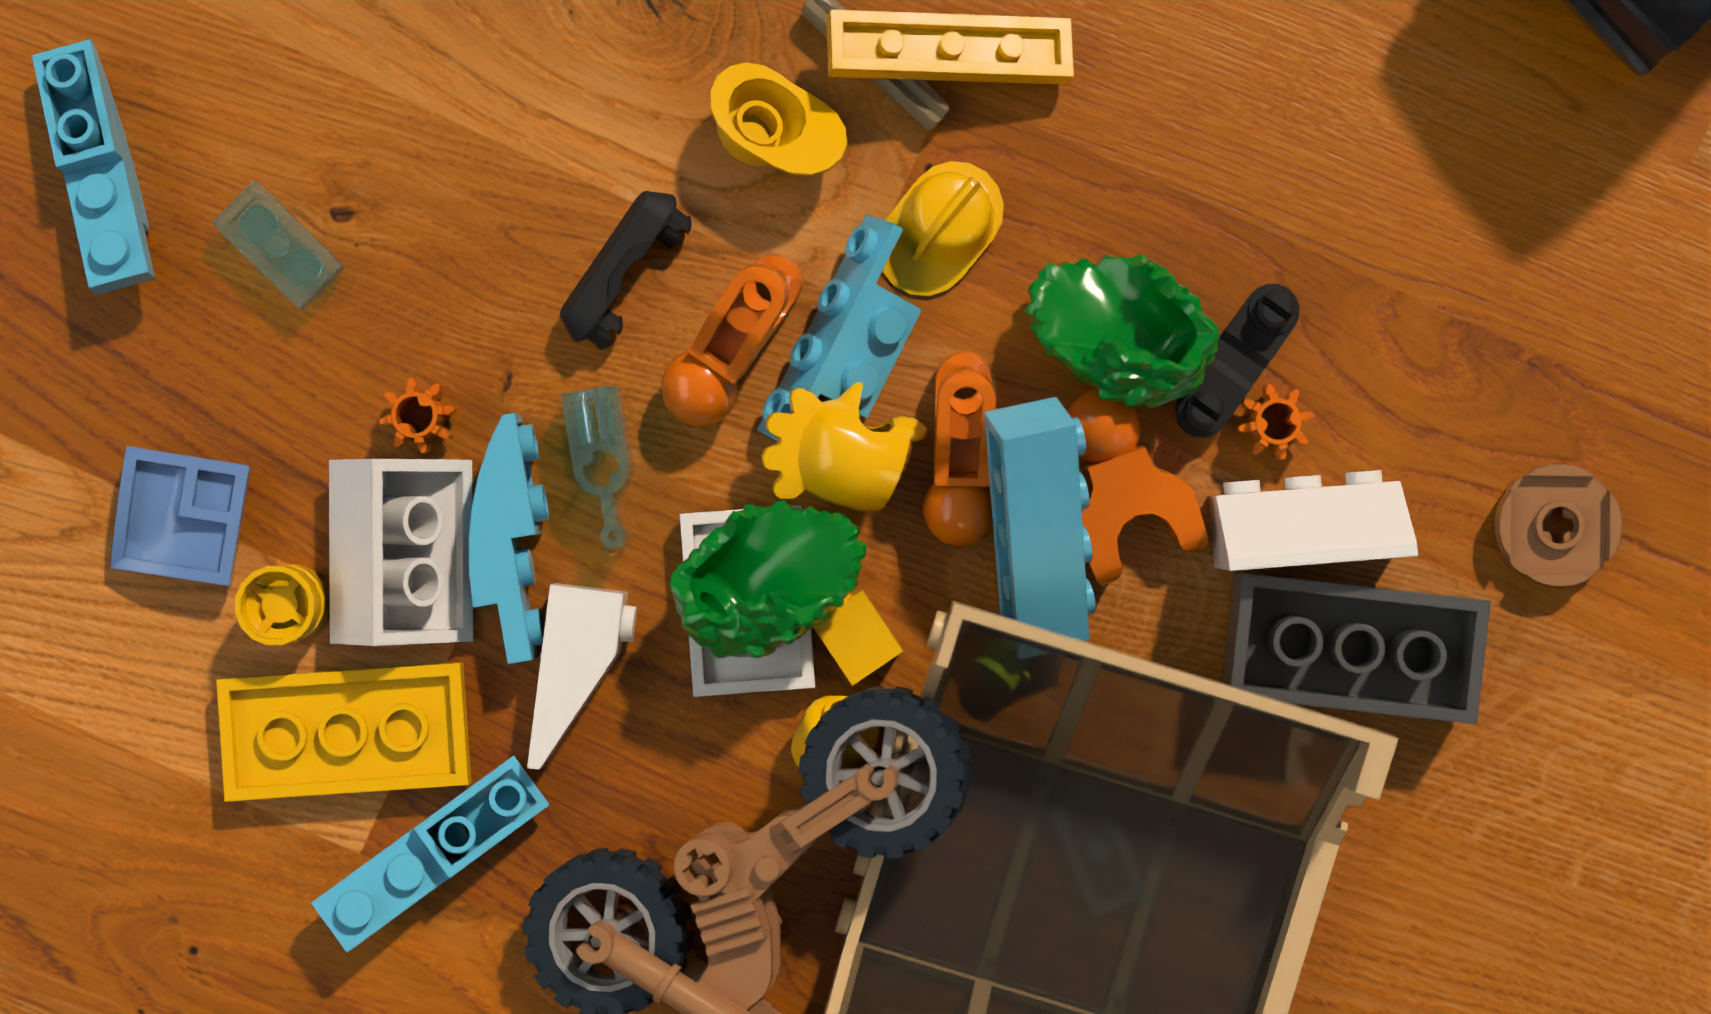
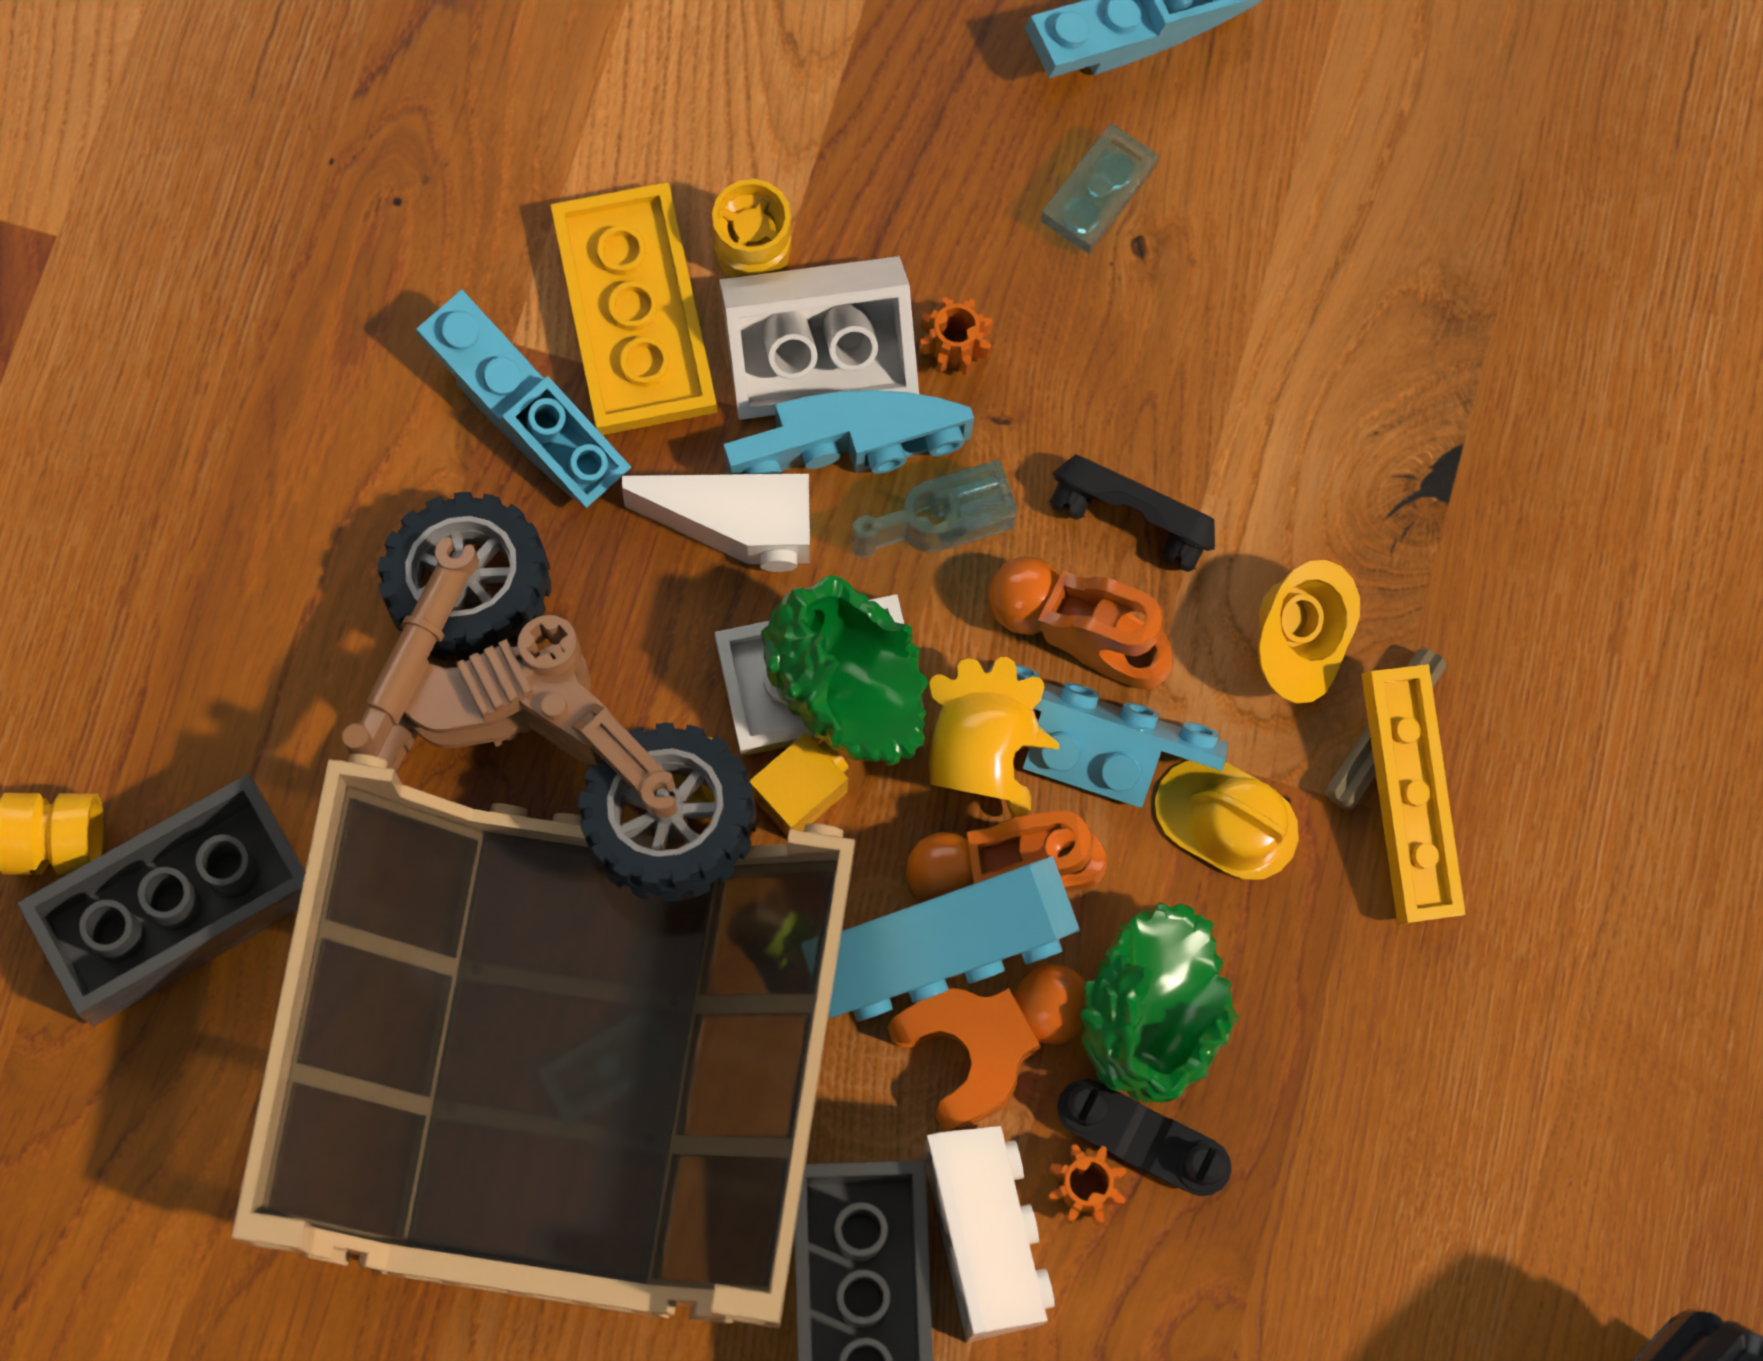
camera: 75 degrees right, 15 degrees down
(179, 516) = (823, 131): medium blue plate -> none

